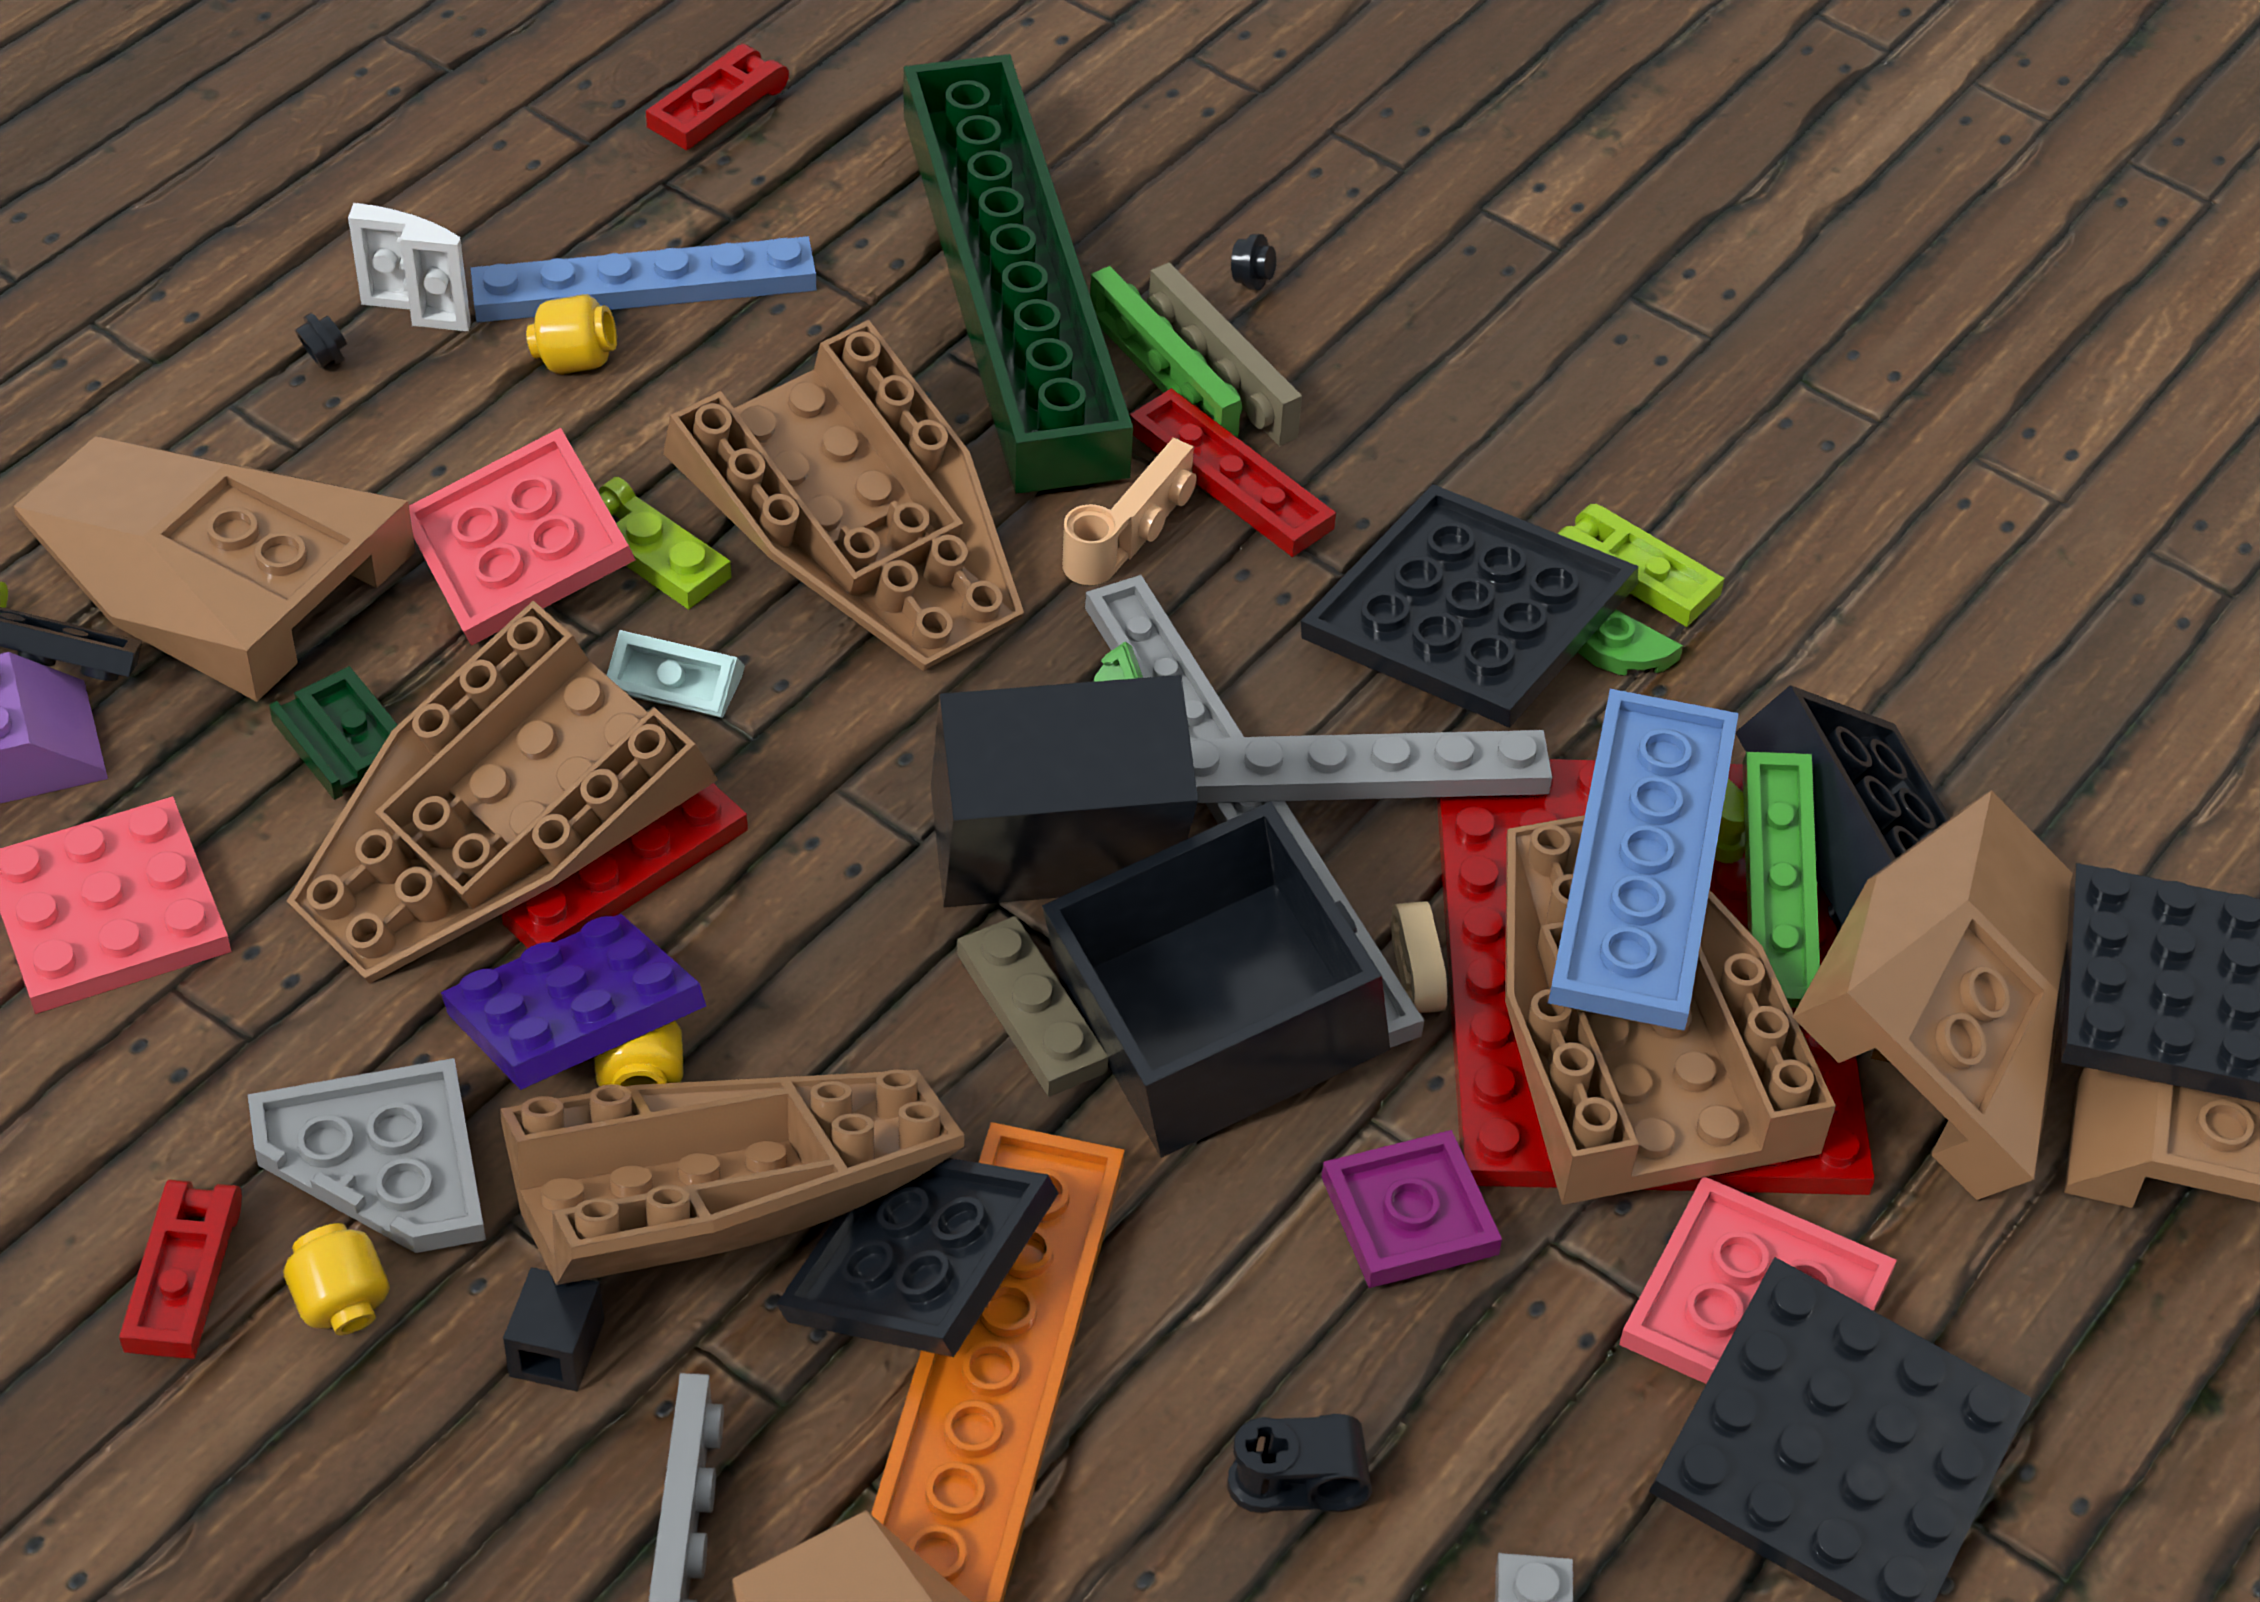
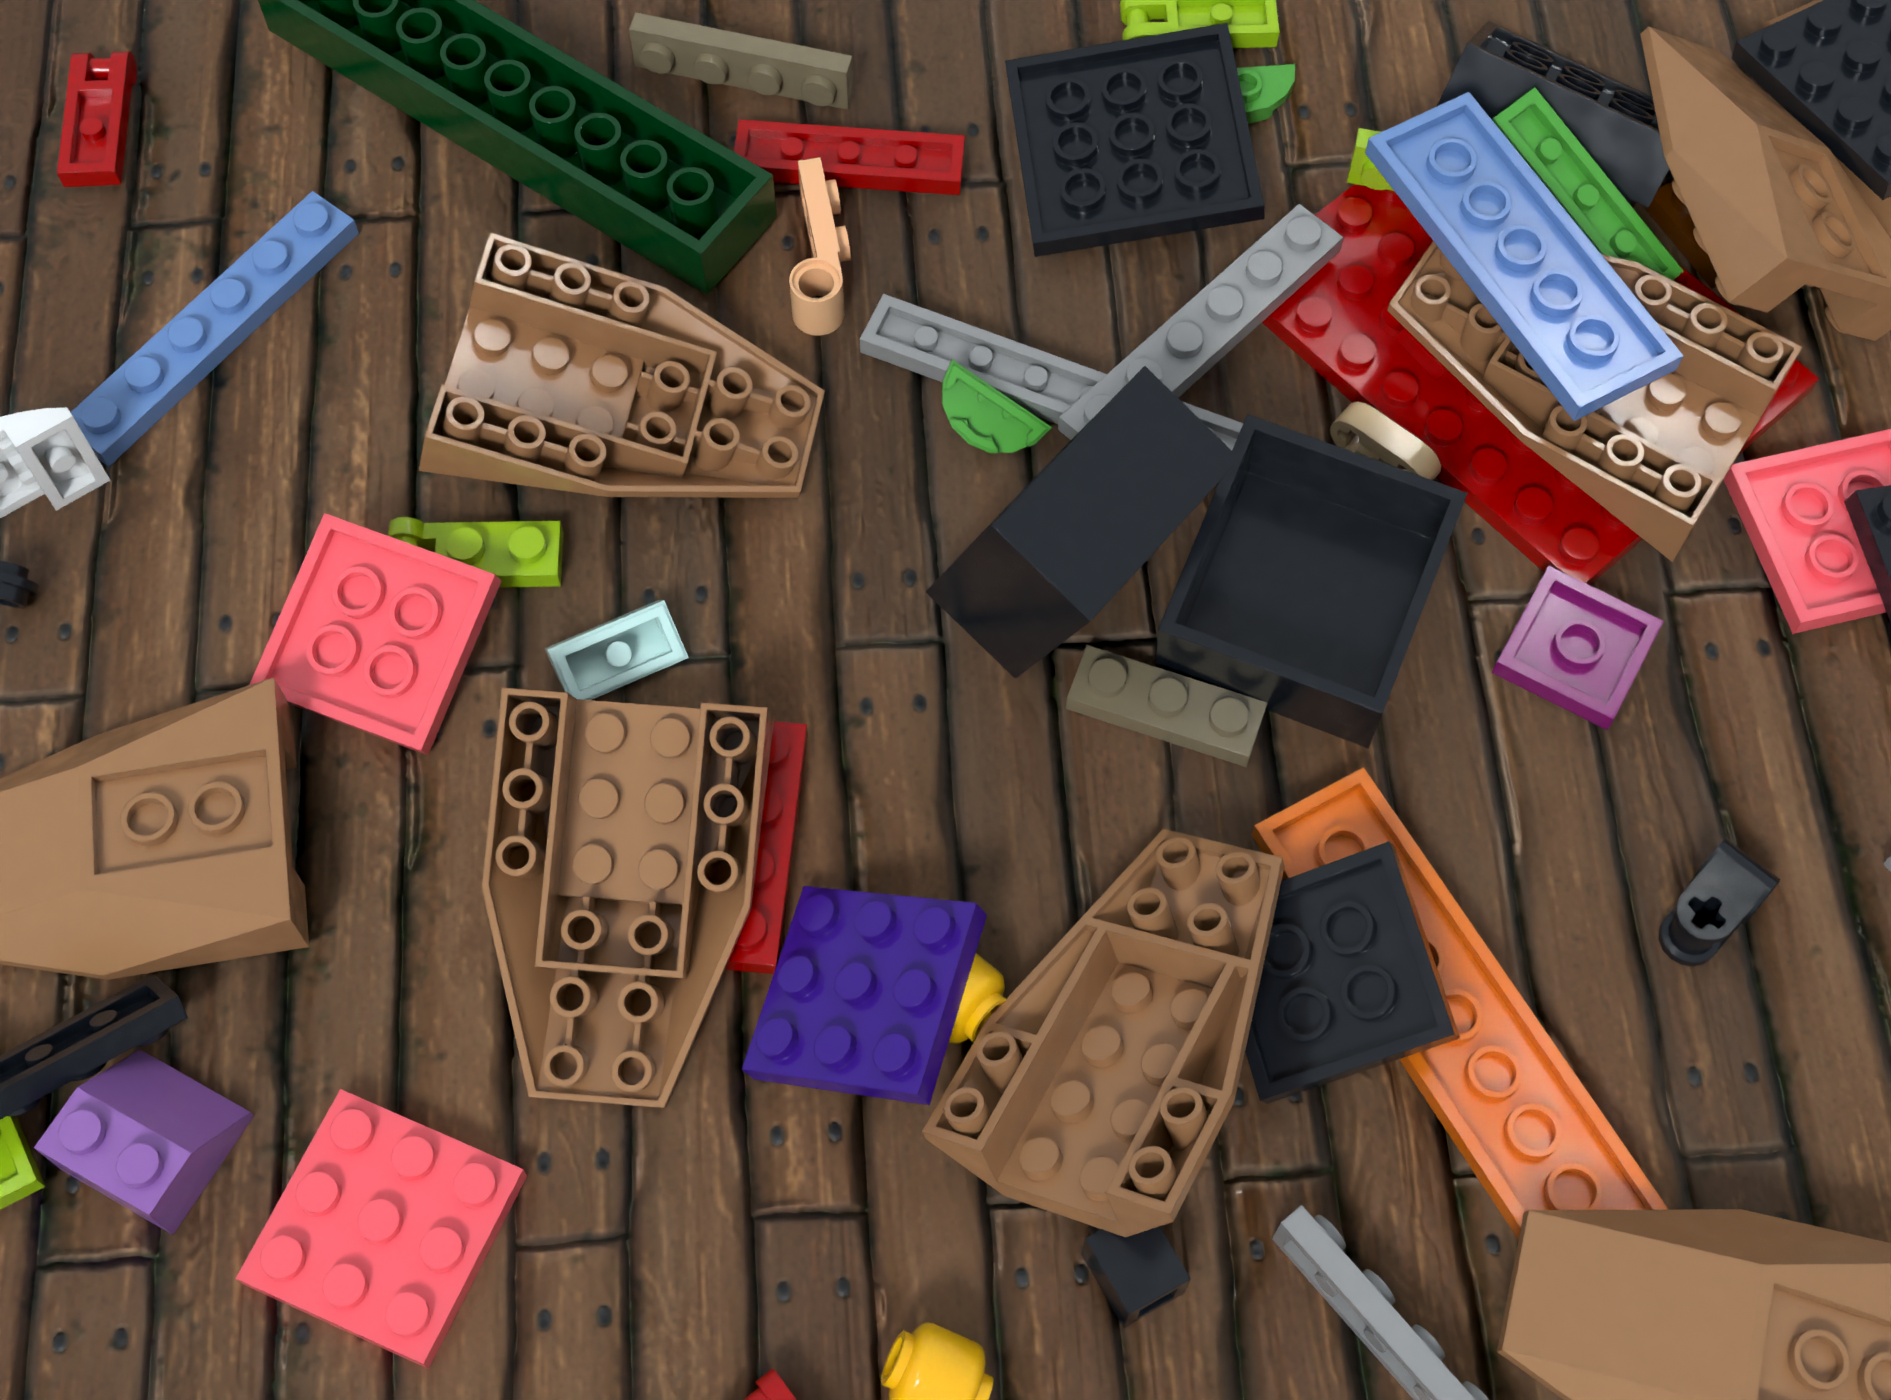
camera: 40 degrees left, 15 degrees up
(335, 728) = (414, 917): dark green plate -> none
(379, 1150) = (844, 1241): light grey plate -> none
(572, 334) = (217, 420): yellow head -> none
(1159, 350) = (704, 94): bright green plate -> none

